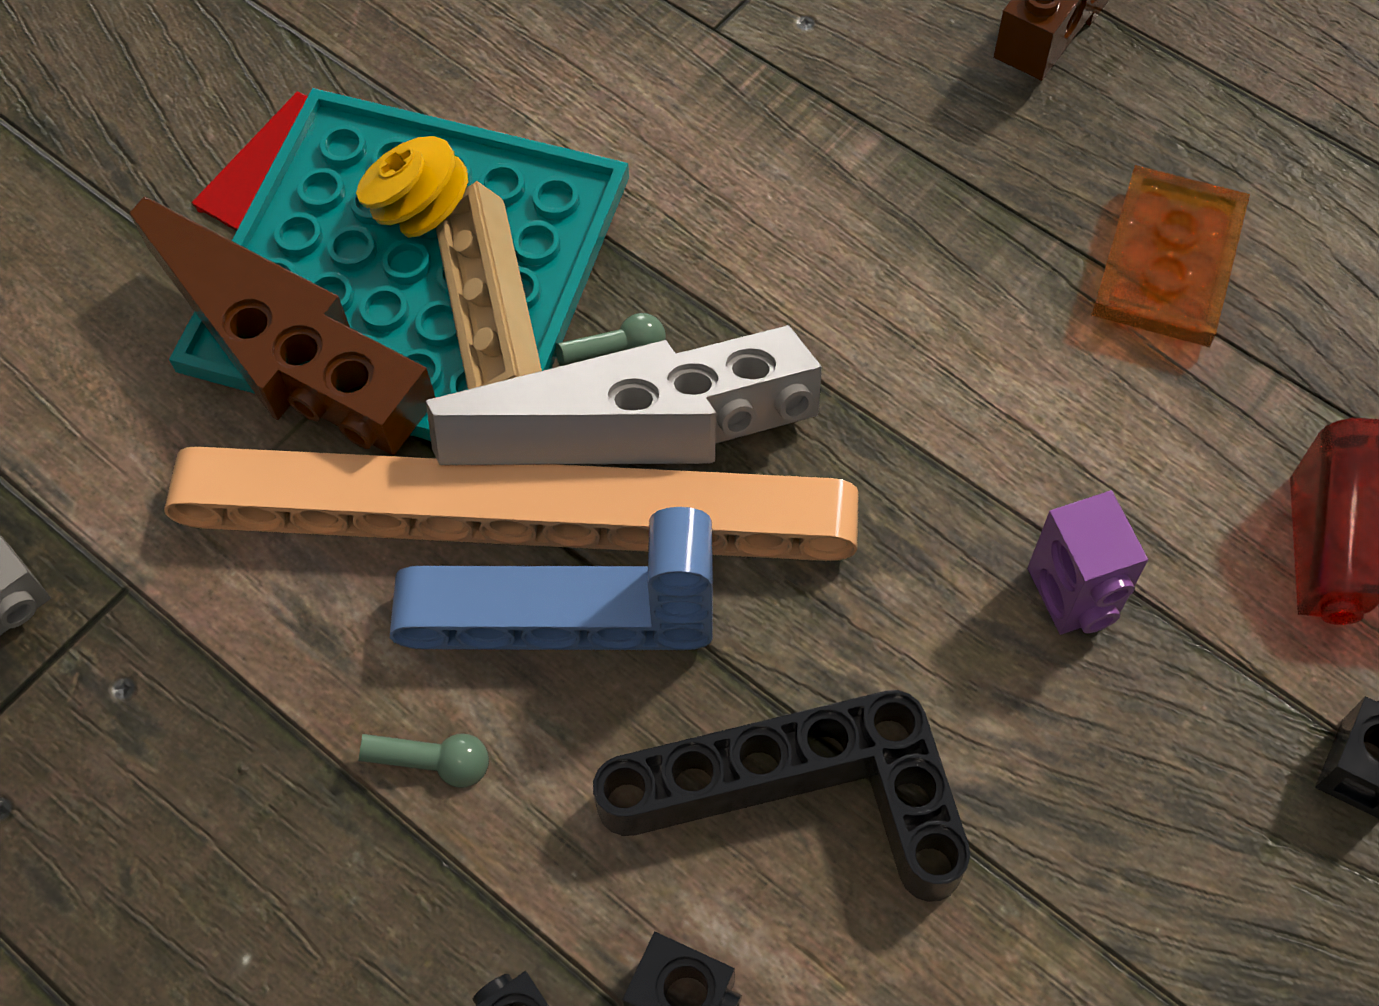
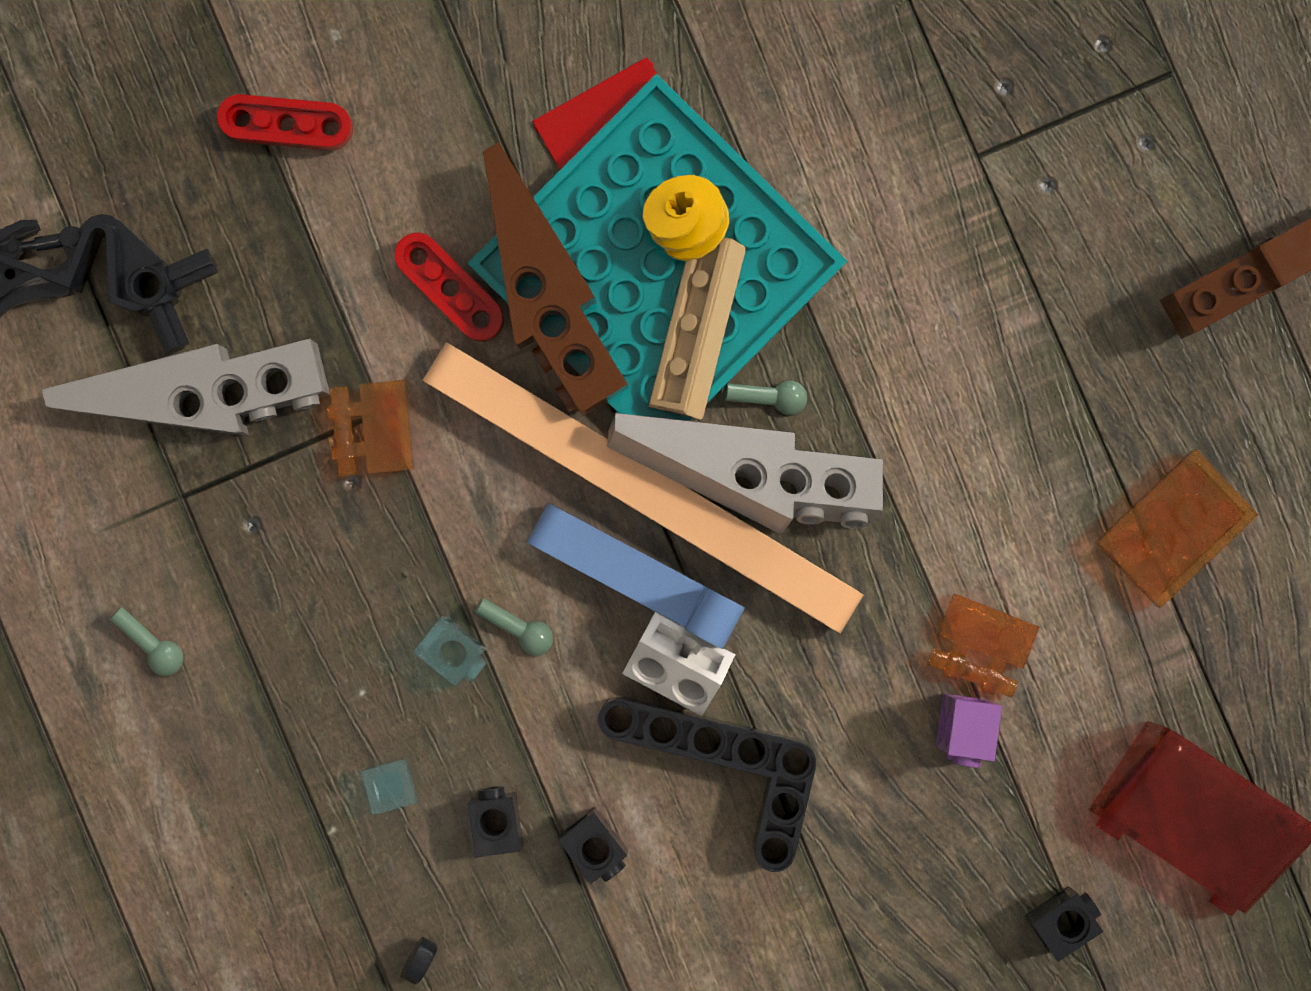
camera: 30 degrees right, 25 degrees up
(139, 593) = (384, 425): none -> clear orange plate
(145, 386) = (437, 271): none -> red plate
(328, 804) = (432, 646): none -> clear light blue brick
(667, 663) = (678, 664): none -> white brick
(1032, 468) = (986, 631): none -> clear orange plate

